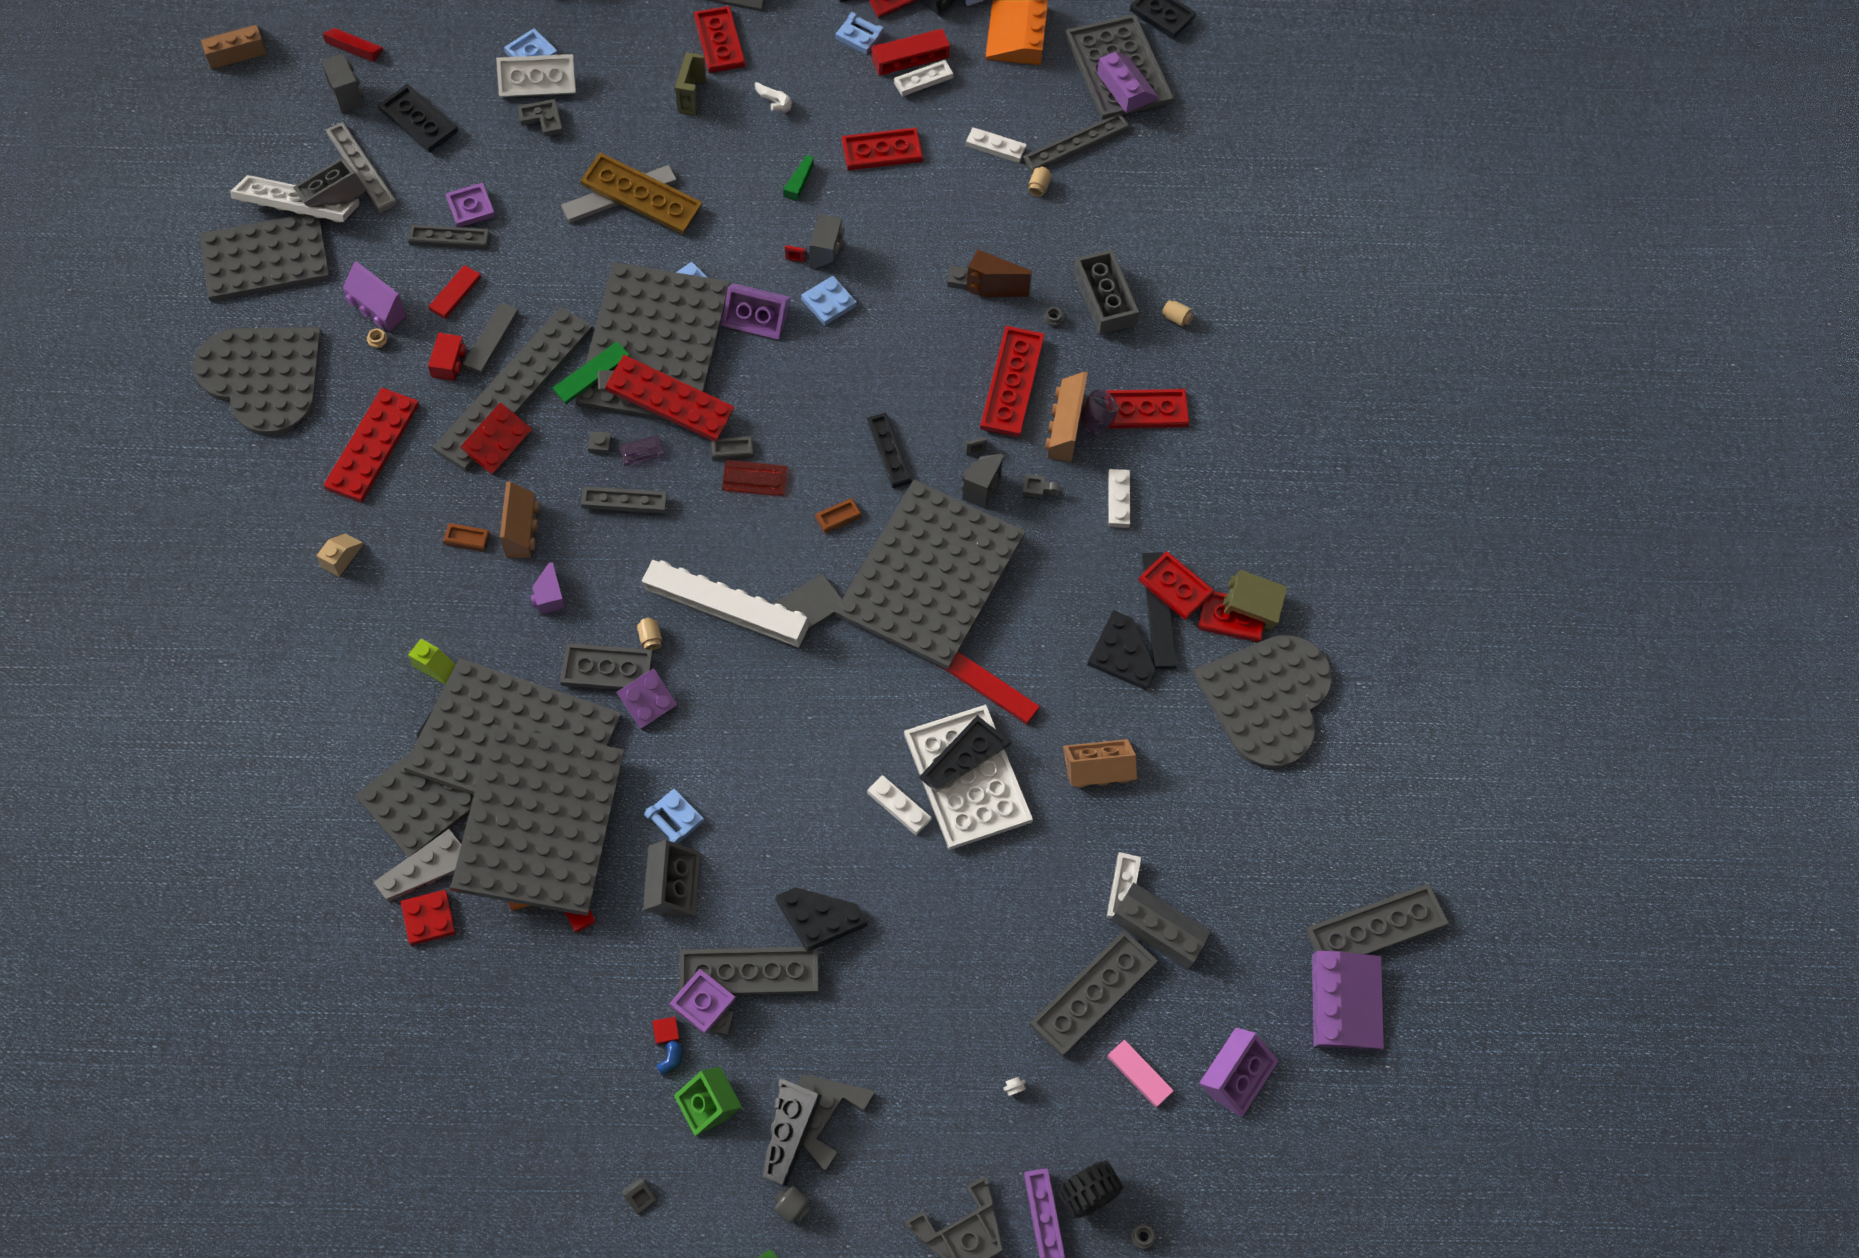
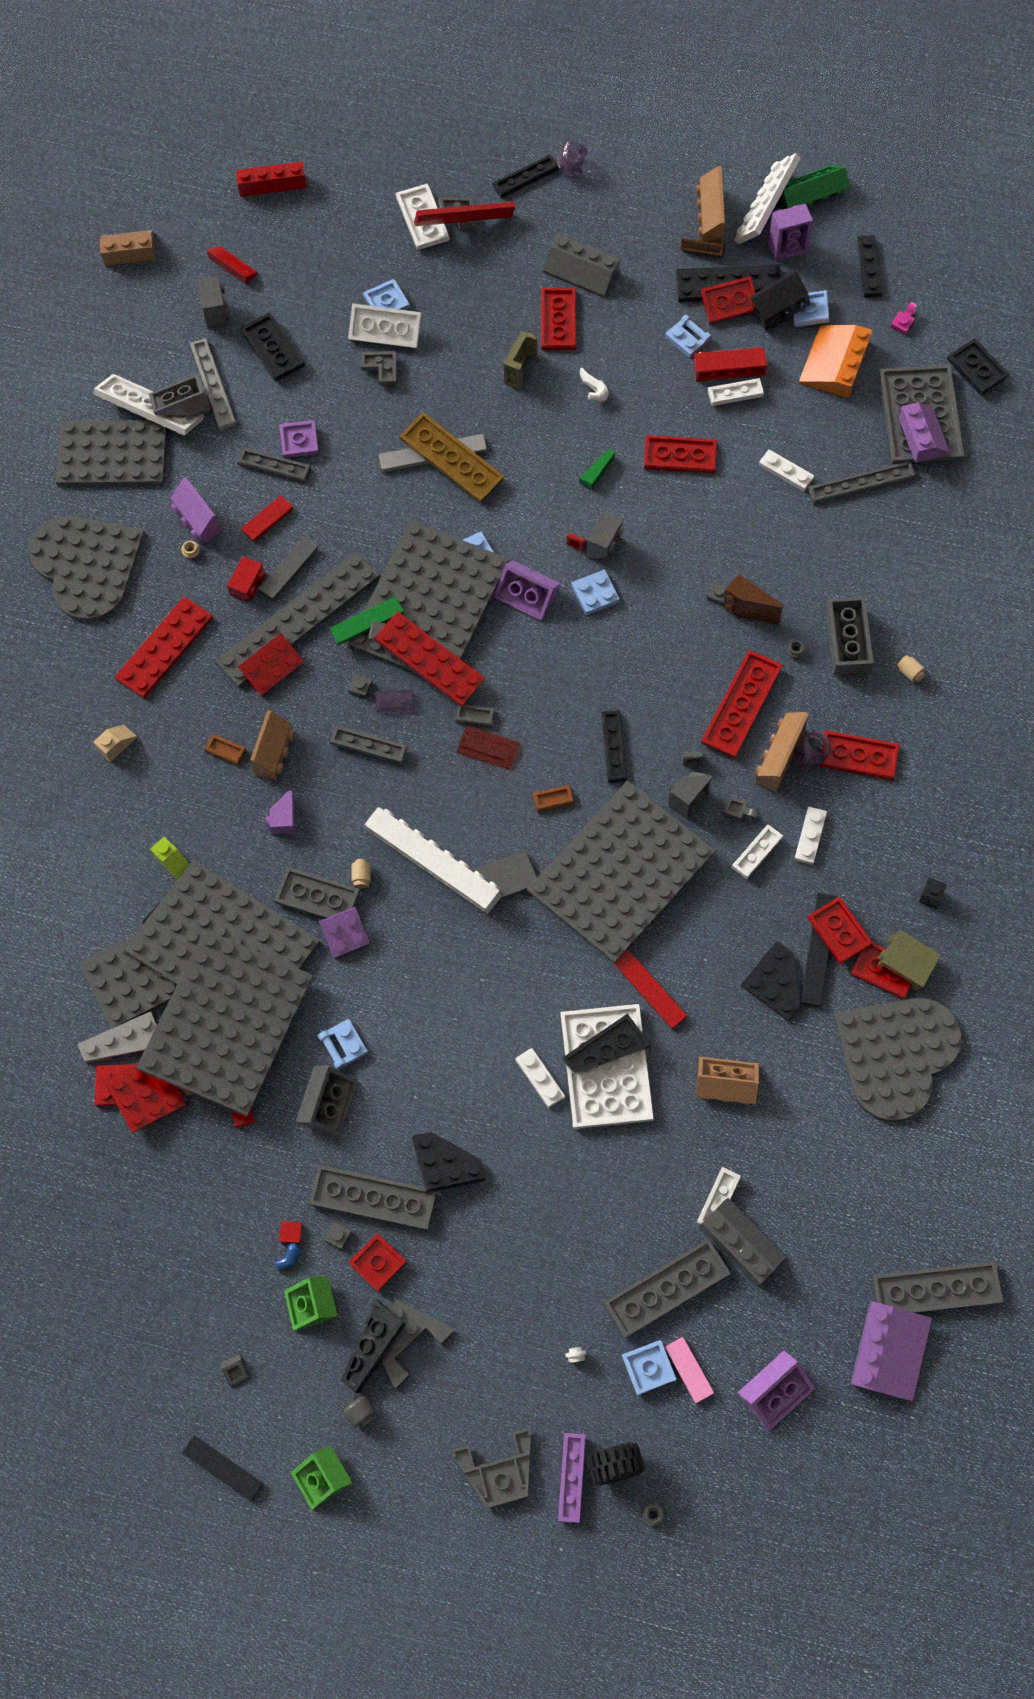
camera: 20 degrees right, 5 degrees up
(463, 921) = (142, 1098): none -> red plate
(702, 1001) = (325, 1216): medium lavender plate -> none
(771, 1039) = (377, 1262): none -> red plate
(1039, 181) = (817, 515): tan brick -> none
(1068, 525) = (757, 851): none -> white plate
(1096, 1081) = (648, 1367): none -> light blue plate
(1261, 528) = (932, 893): none -> black brick

